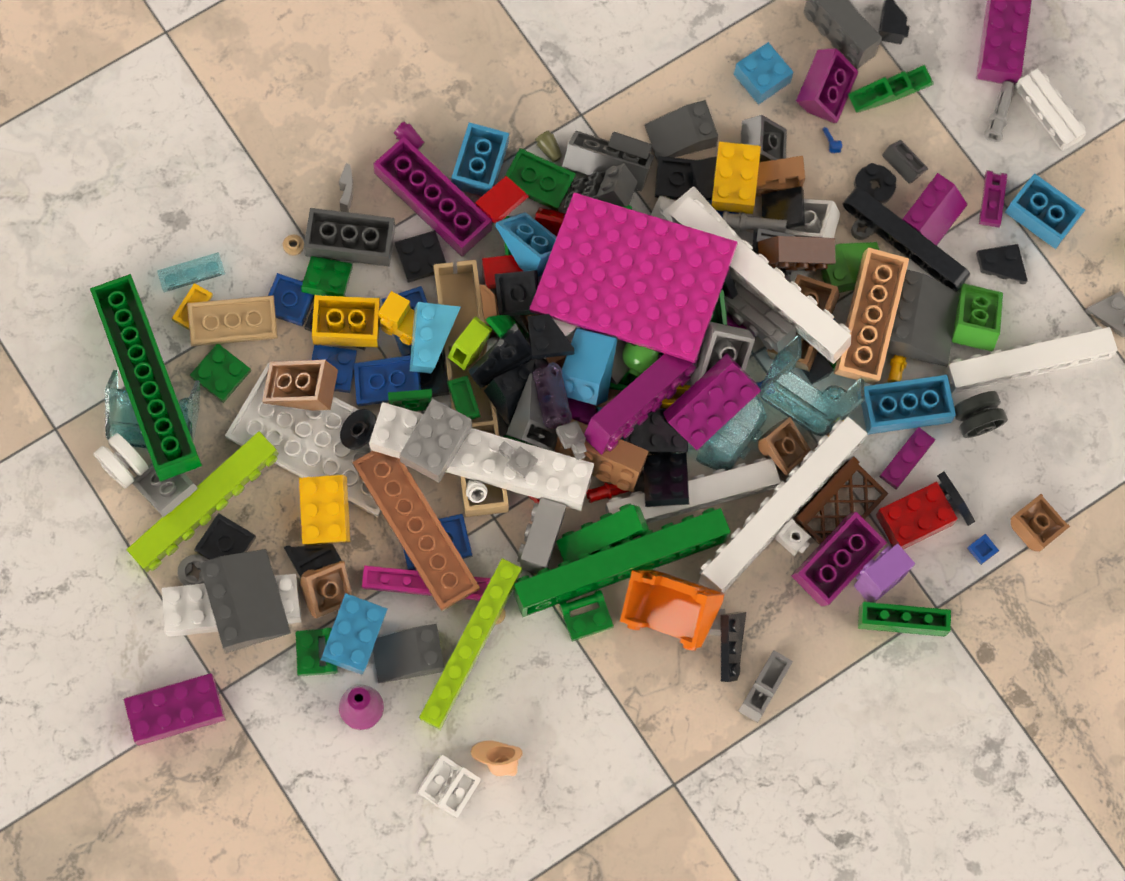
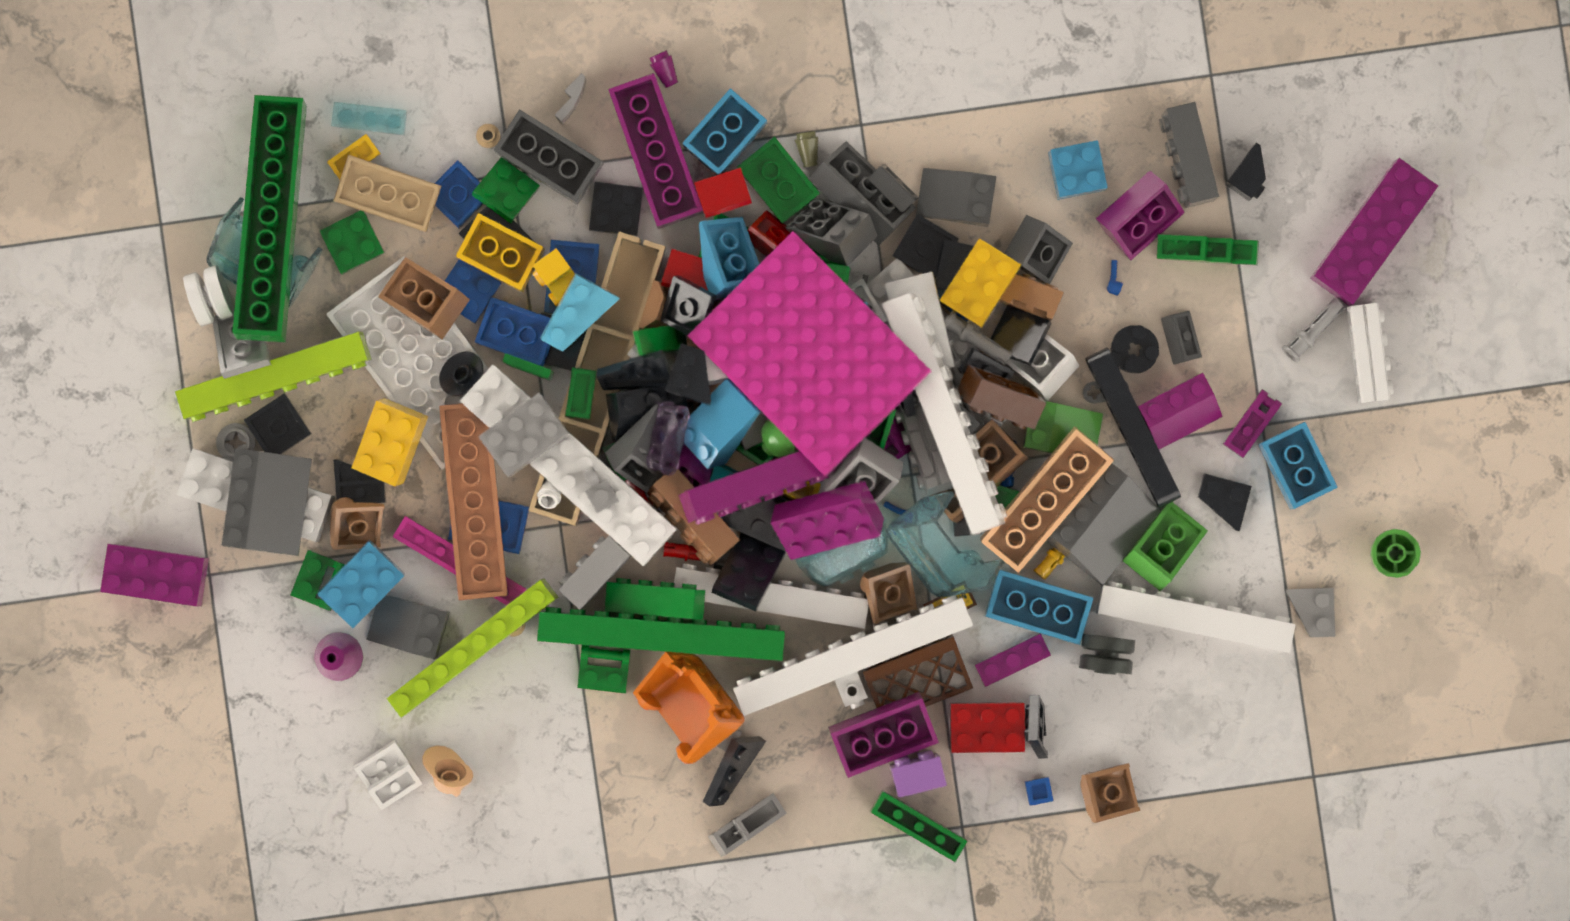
camera: 35 degrees right, 15 degrees up
(470, 343) = (610, 342): lime slope -> none
(572, 437) = (667, 491): light grey plate -> none

